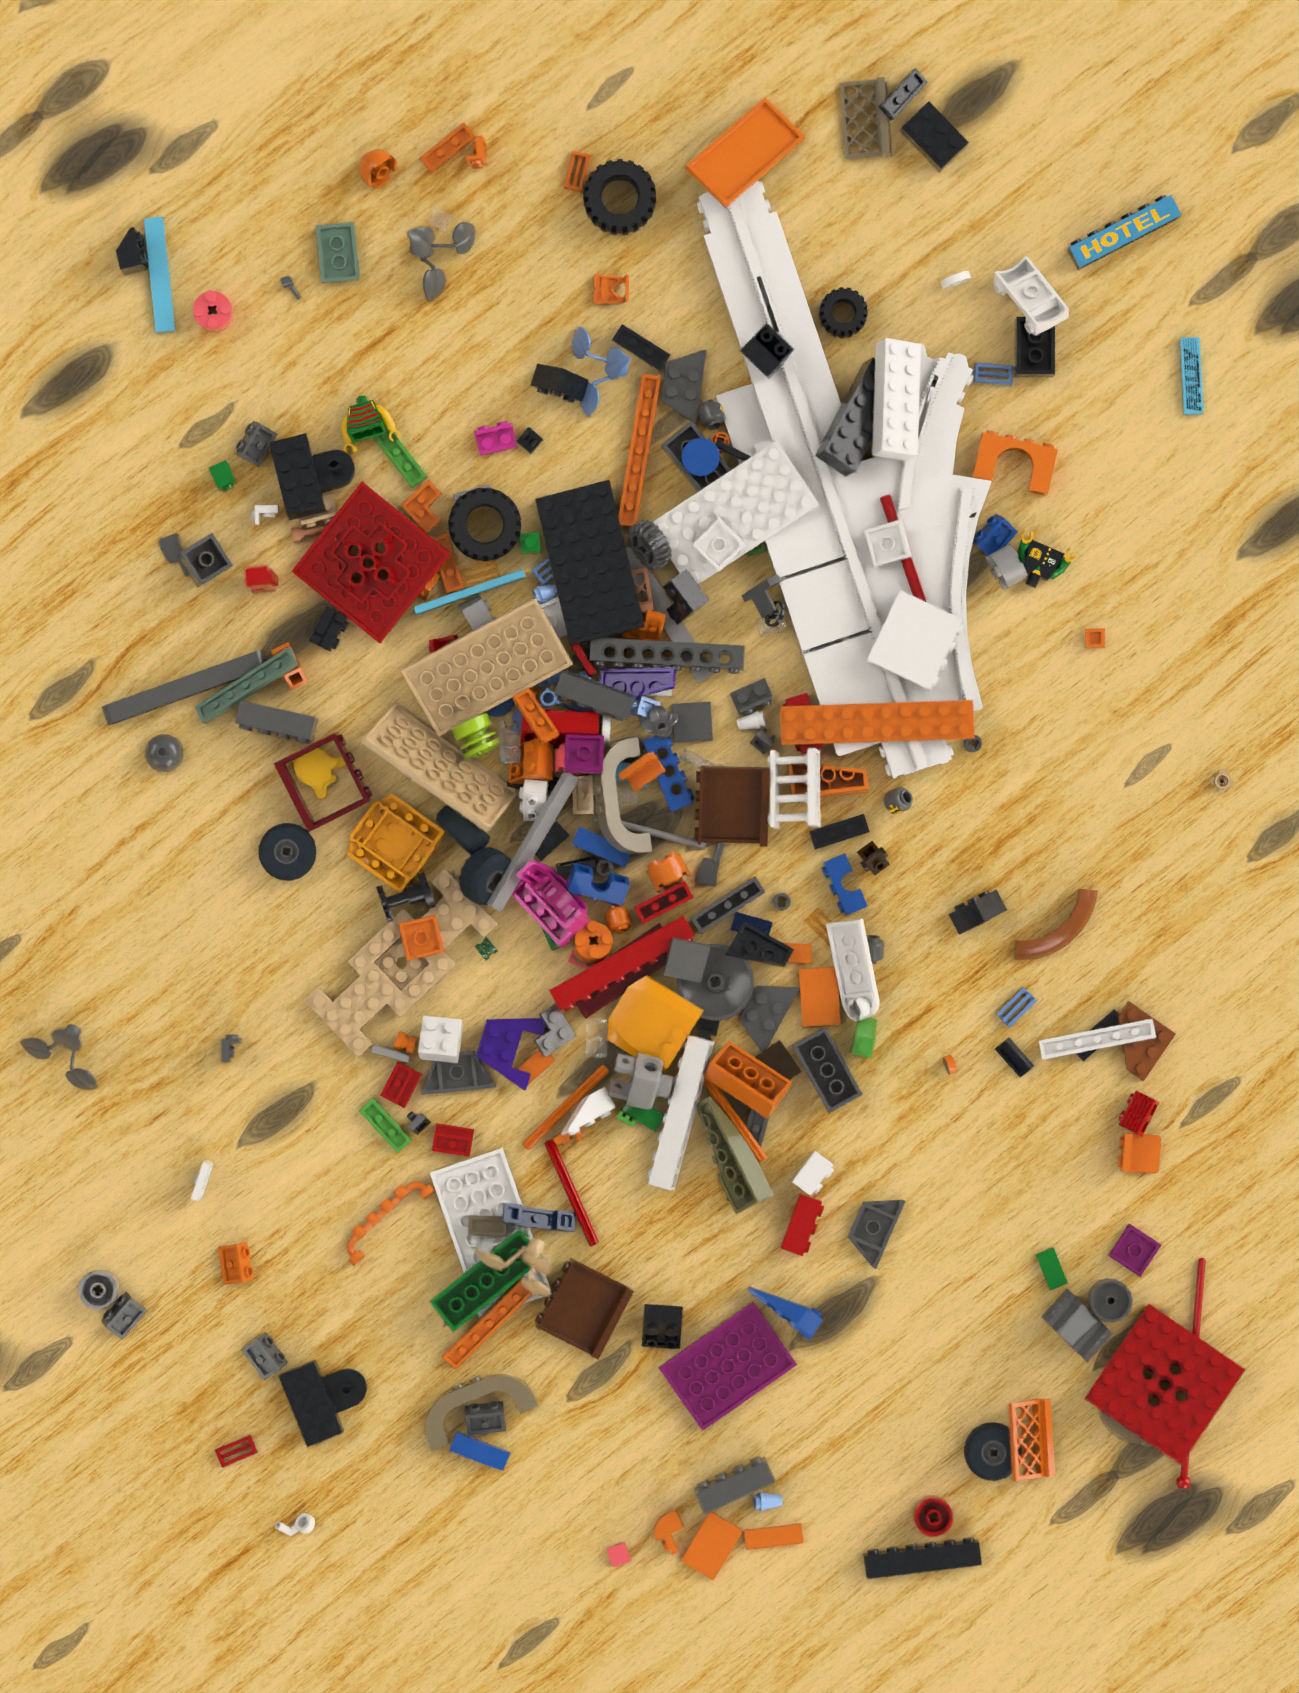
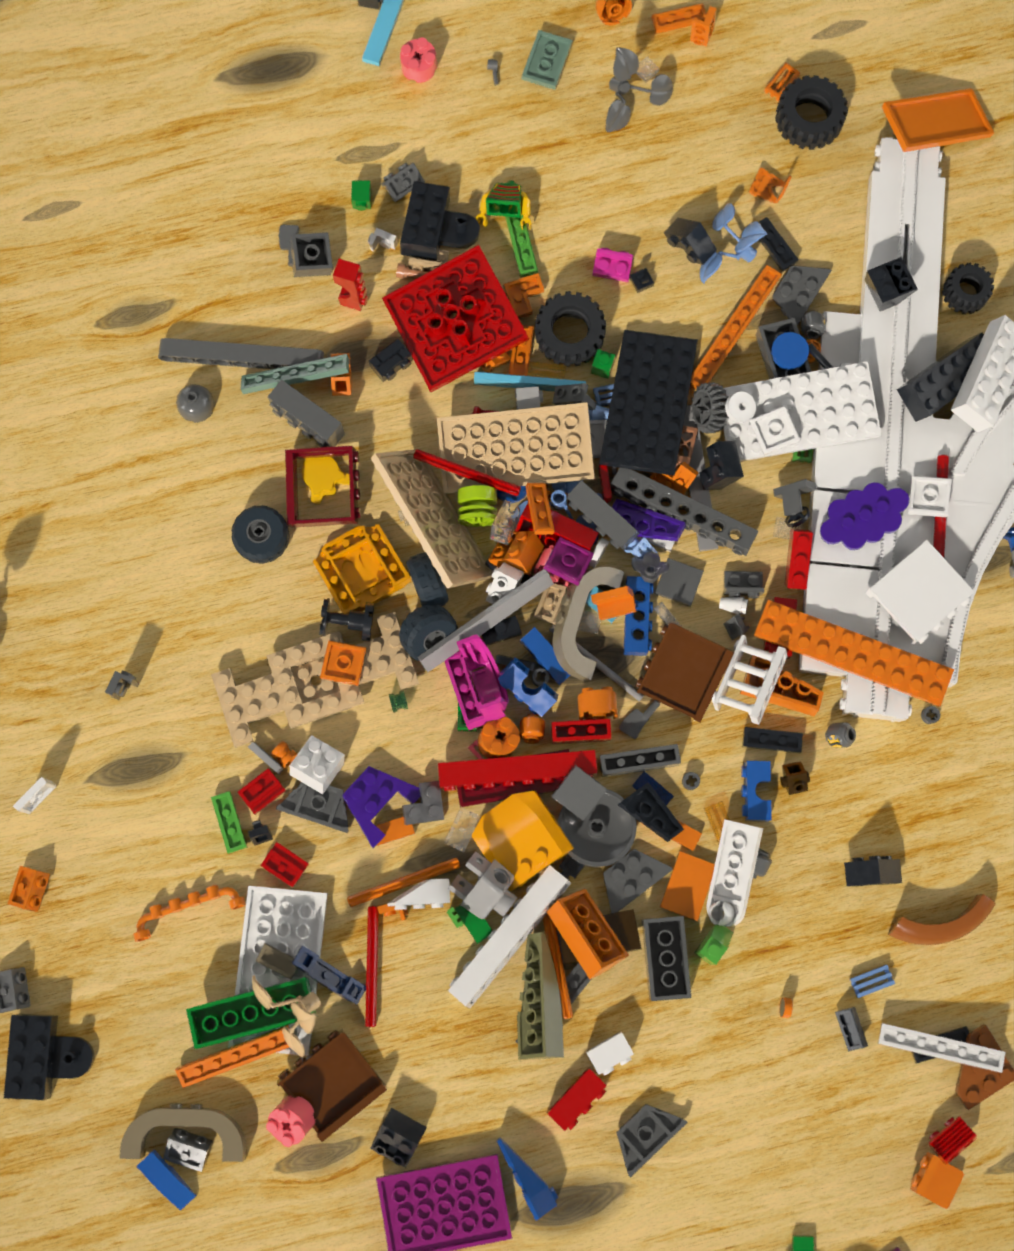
camera: 25 degrees right, 10 degrees down
(452, 709) = (467, 472): none -> red axle
(517, 591) = (572, 395): none -> dark grey bracket
(563, 1353) = (291, 1120): none -> coral brick
(686, 536) = (747, 403): none -> white piece
(792, 653) = (798, 558): none -> red brick
(835, 588) = (864, 516): none -> dark purple plate

